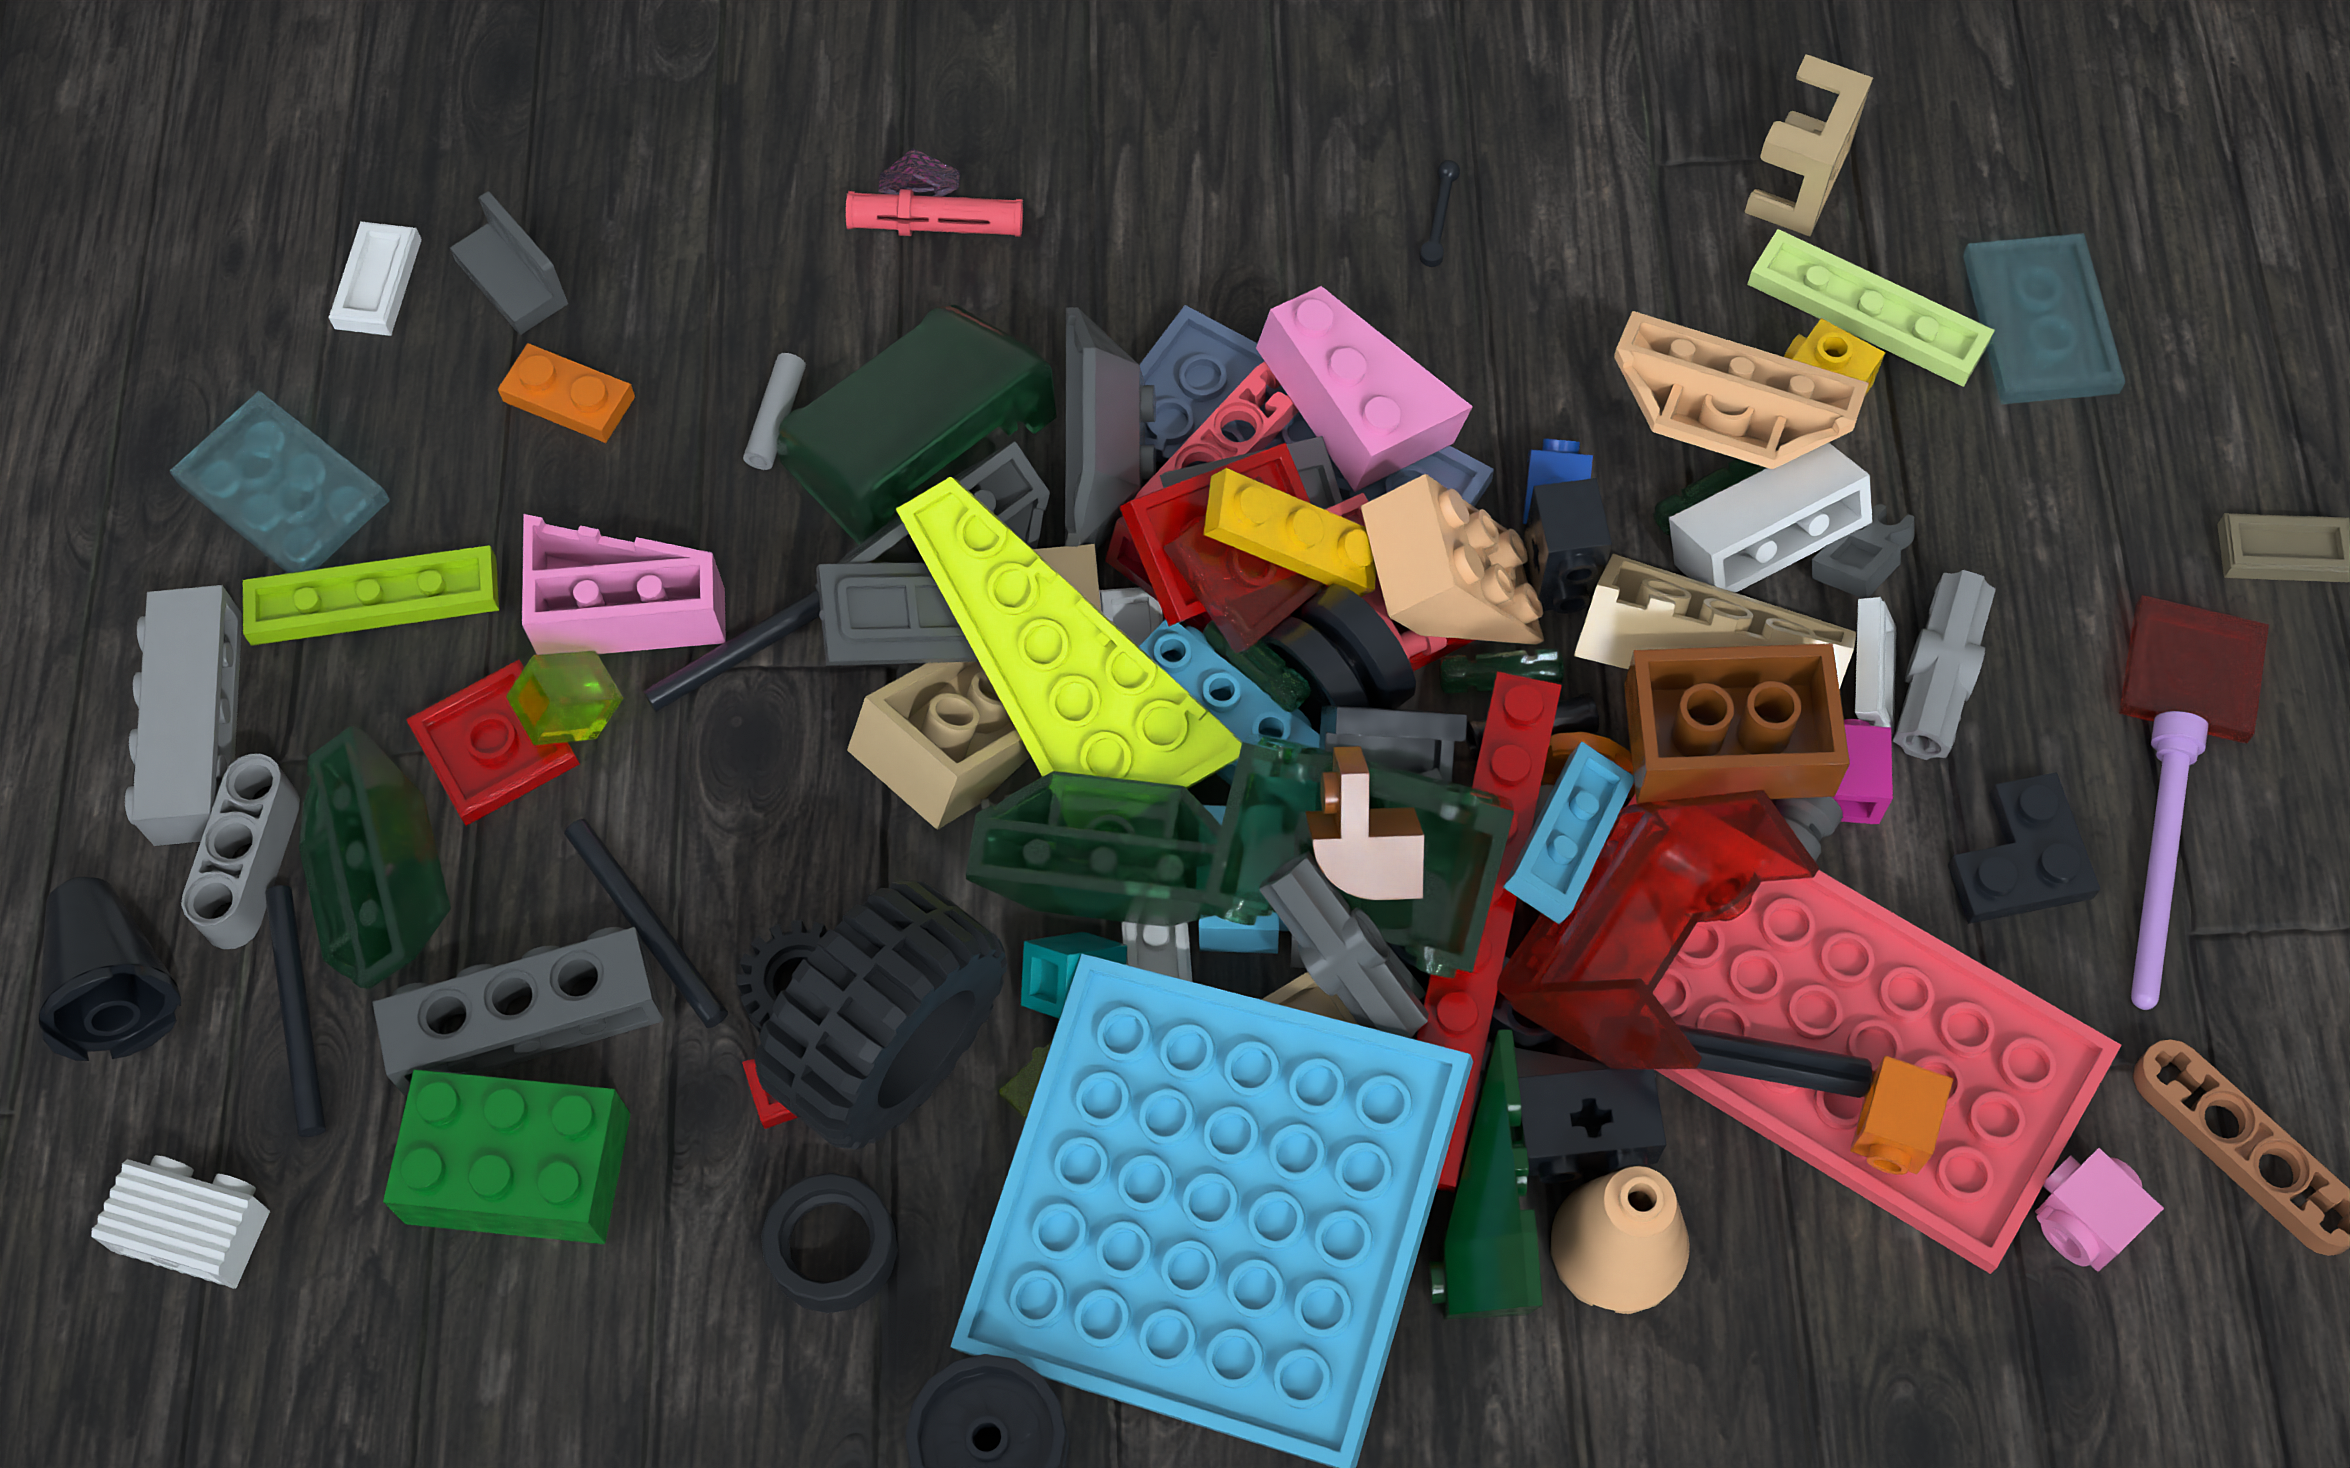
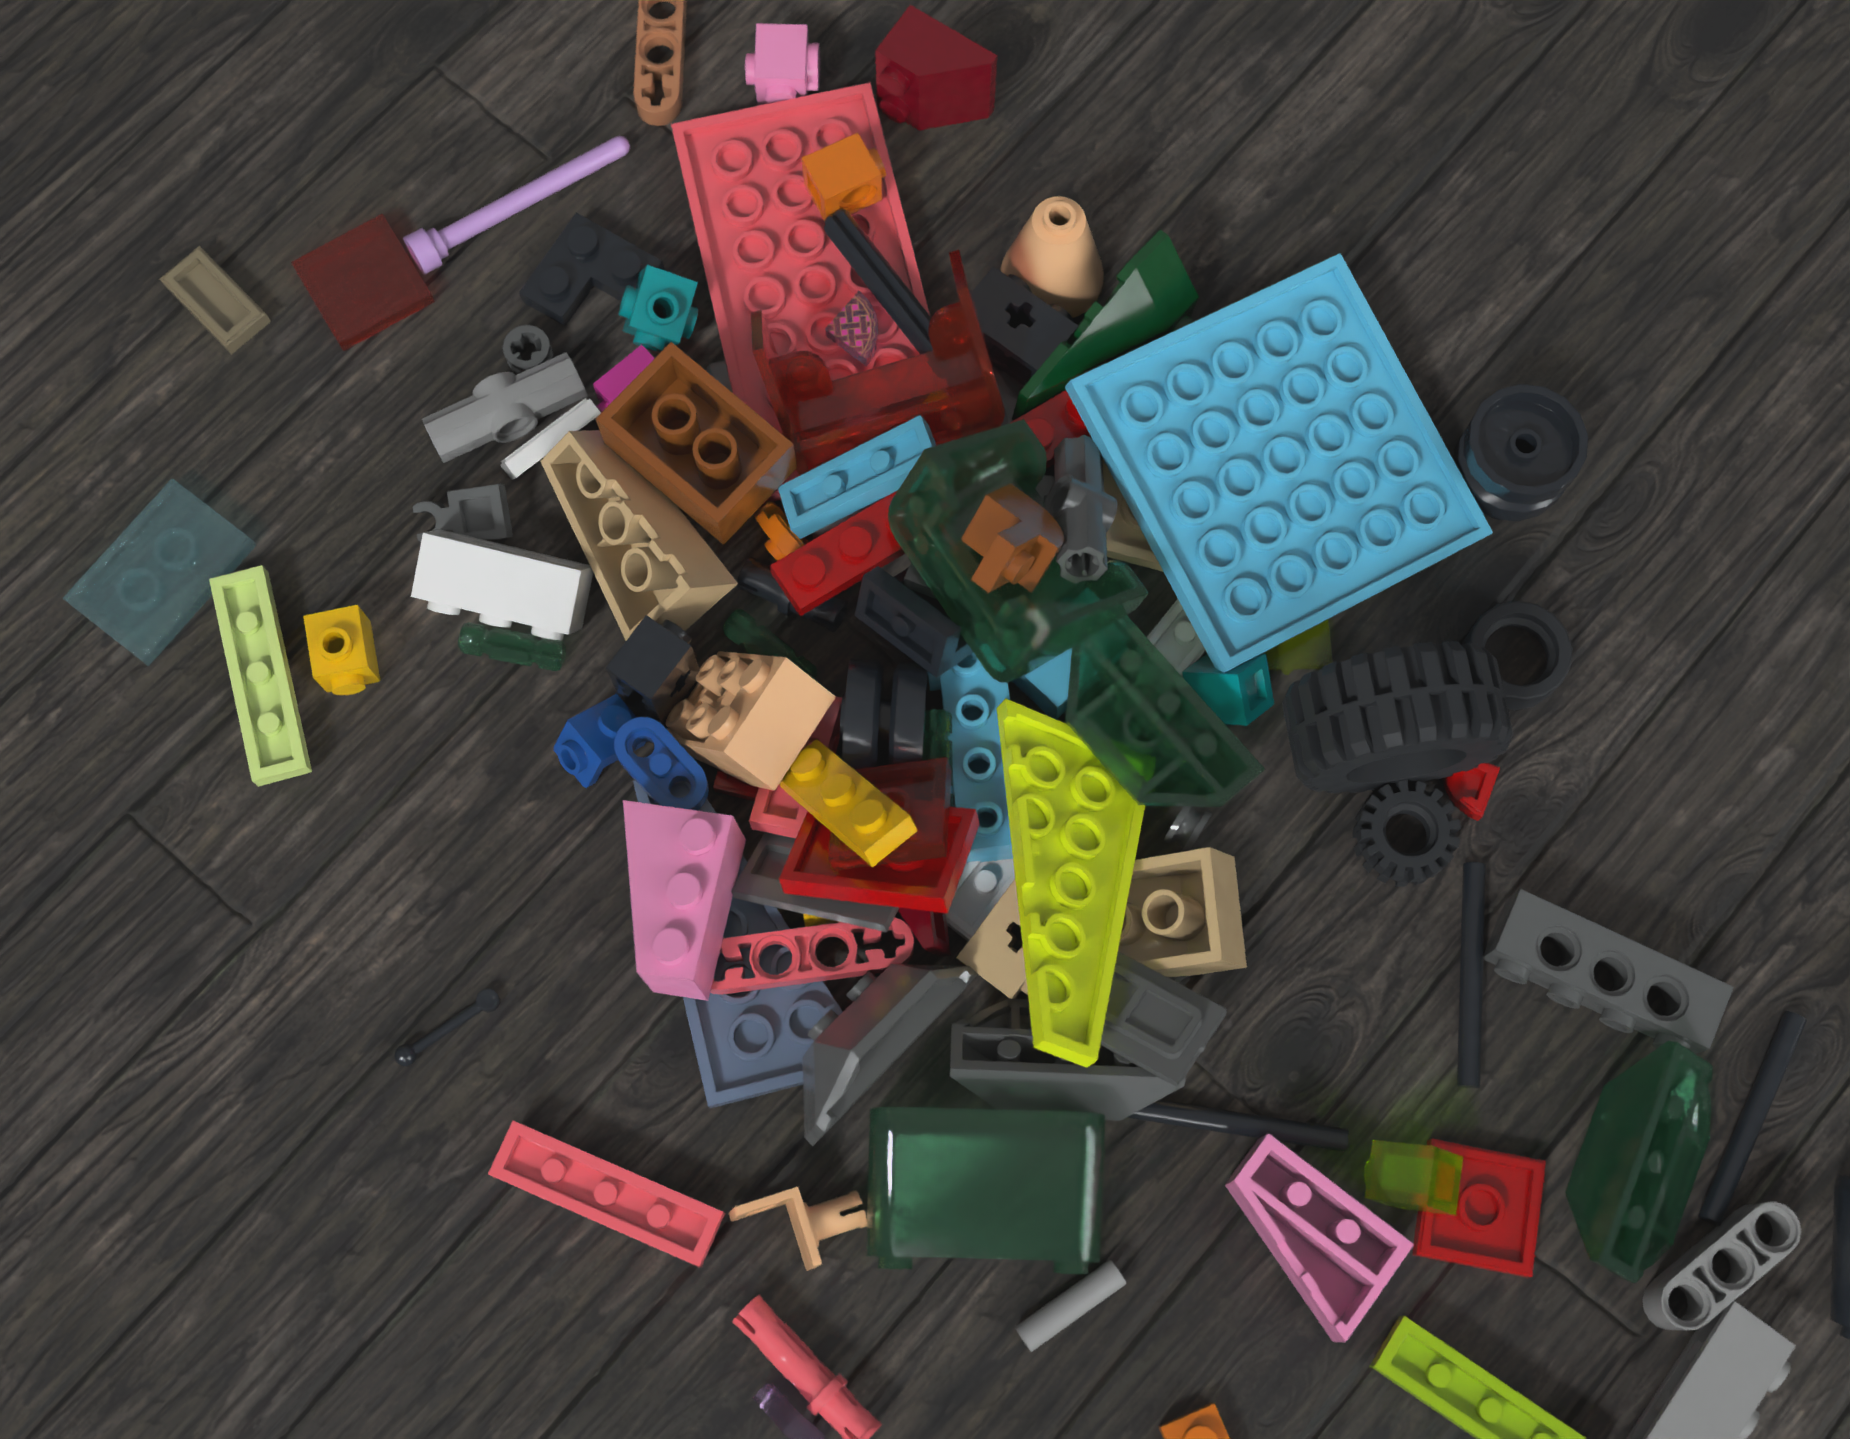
camera: 140 degrees left, 10 degrees up
(508, 1156) = (1684, 874): green brick -> none
(1032, 295) = (811, 1222): none -> light nougat bracket
(1200, 201) = (606, 1193): none -> coral plate
(1482, 475) = (662, 768): none -> blue plate
(1729, 991) = (856, 329): none -> tile
(1733, 394) = (437, 669): light nougat wedge -> none
(1812, 146) = (131, 802): tan panel -> none
(1920, 853) = (669, 293): none -> teal brick
(1952, 1312) = (933, 74): none -> dark red slope
(1987, 715) = (516, 343): none -> dark grey bush

